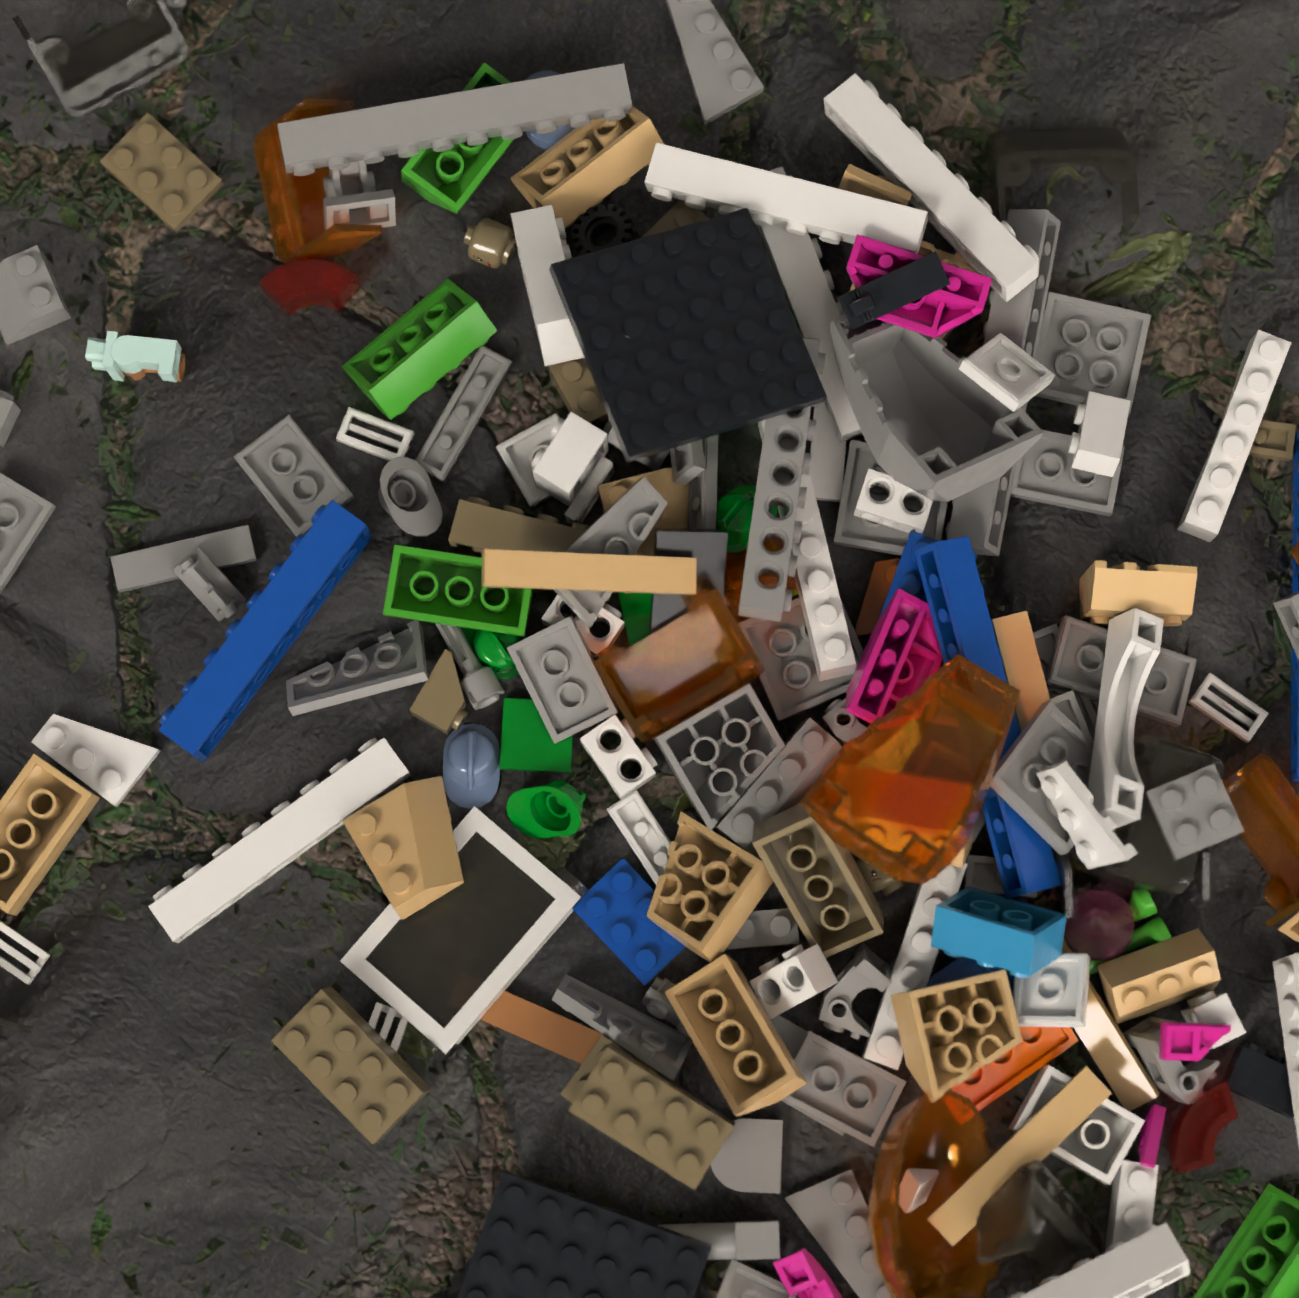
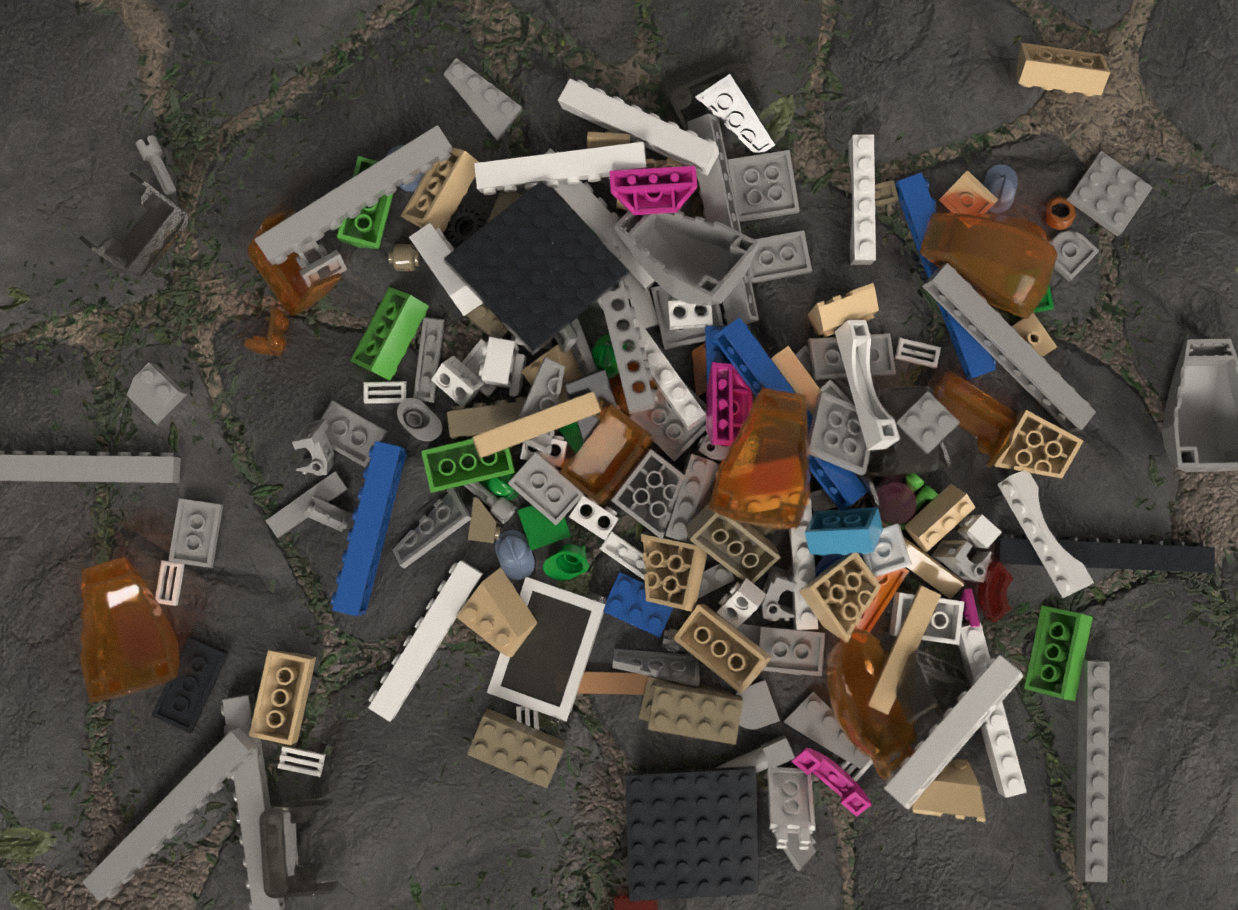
camera: 20 degrees left, 5 degrees up
(95, 756) = (304, 635): white wing -> none
(136, 356) = (232, 403): light aqua hips -> none
(161, 172) = (203, 291): dark tan plate -> none
(240, 293) = (275, 342): none -> clear orange bracket
(240, 463) = (316, 441): none -> light grey tile
(310, 283) = (312, 321): clear red brick -> none
(494, 462) = (457, 381): none -> white brick
(893, 290) = (643, 195): black hinge -> none
(916, 1188) = (853, 688): slope -> none
(1006, 372) = (724, 215): white tile -> none
(1088, 829) = (872, 456): white wing -> none
(1089, 217) = (736, 112): none -> wing
(1100, 433) = (788, 229): white brick -> none
(1189, 1040) = (972, 549): dark pink tile -> none

